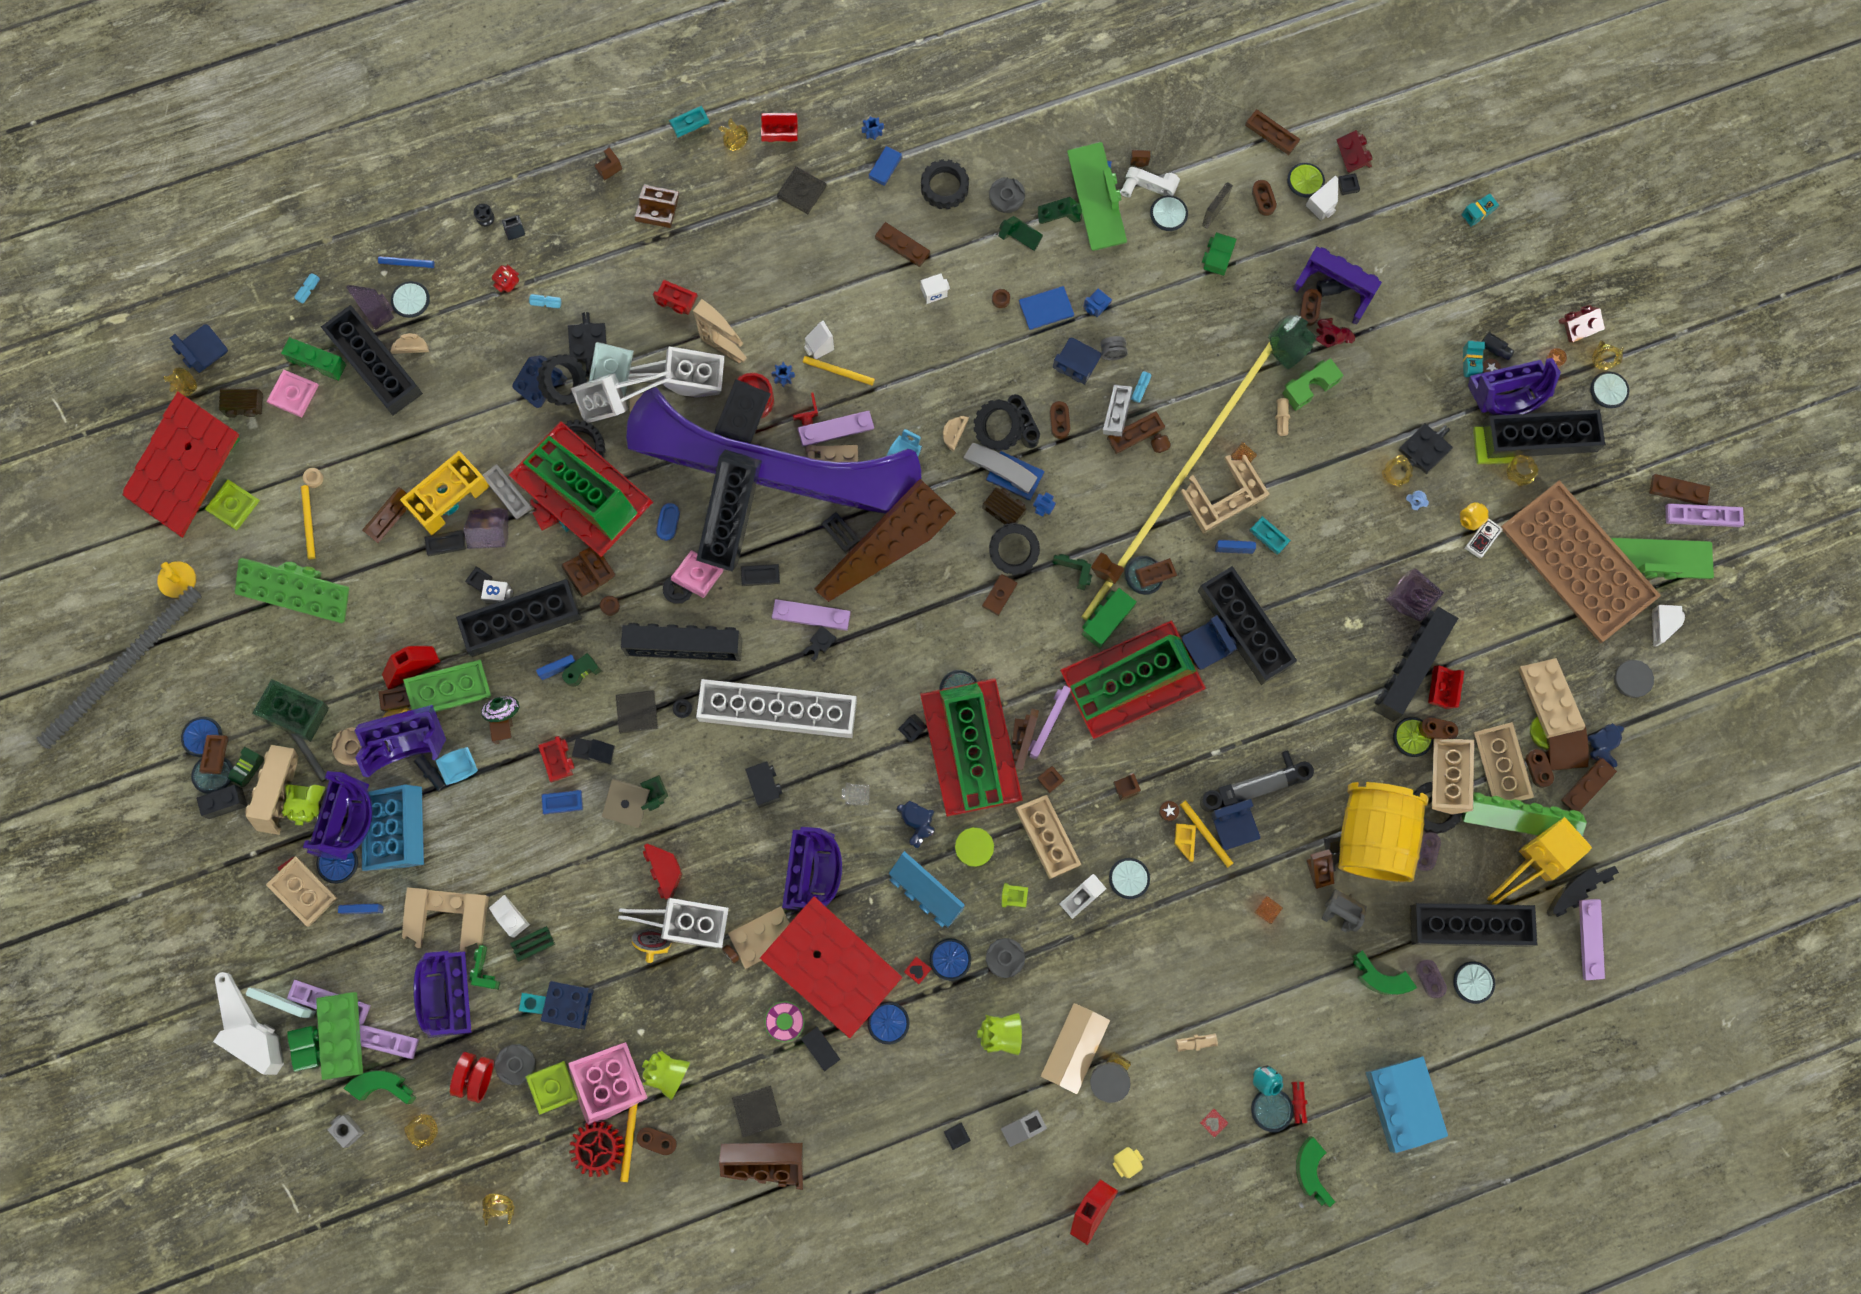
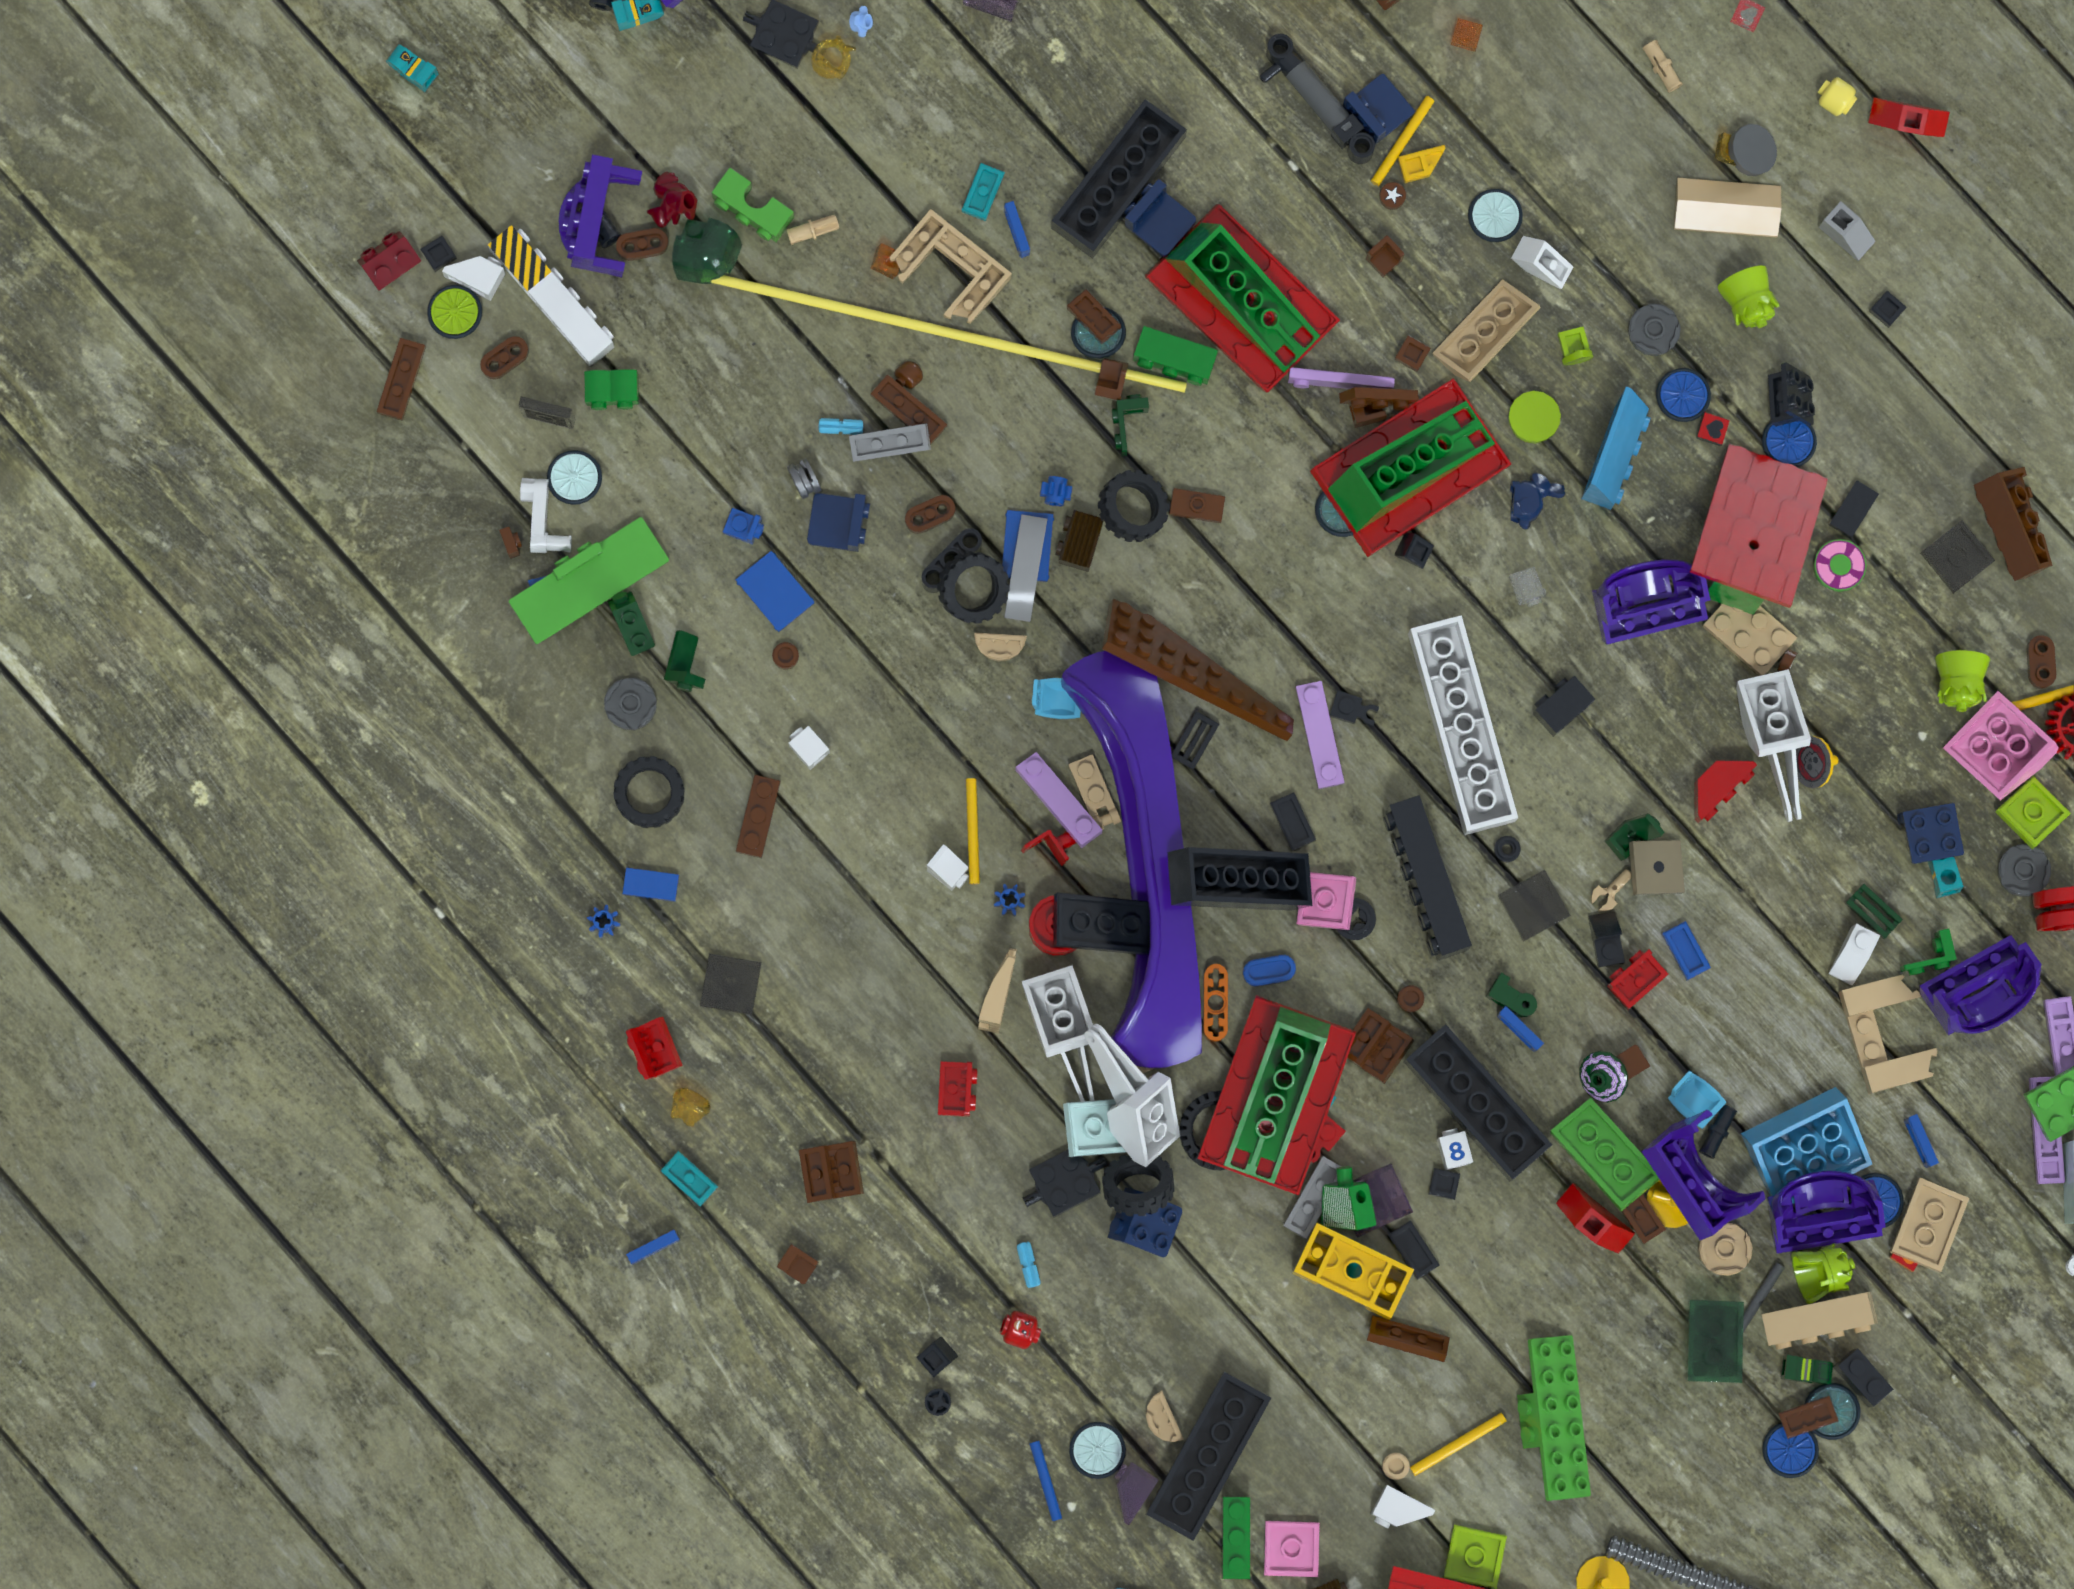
camera: 115 degrees left, 5 degrees up
(283, 467) = (1398, 1509): none -> white slope
(489, 505) = (1347, 1203): none -> green torso
(624, 767) = (1611, 890): none -> tan bar
(647, 479) = (1208, 982): none -> orange beam
(656, 88) = (653, 1247): none -> blue tile
(918, 1035) = (1790, 396): none -> black bracket
(1295, 239) = (551, 296): none -> white brick

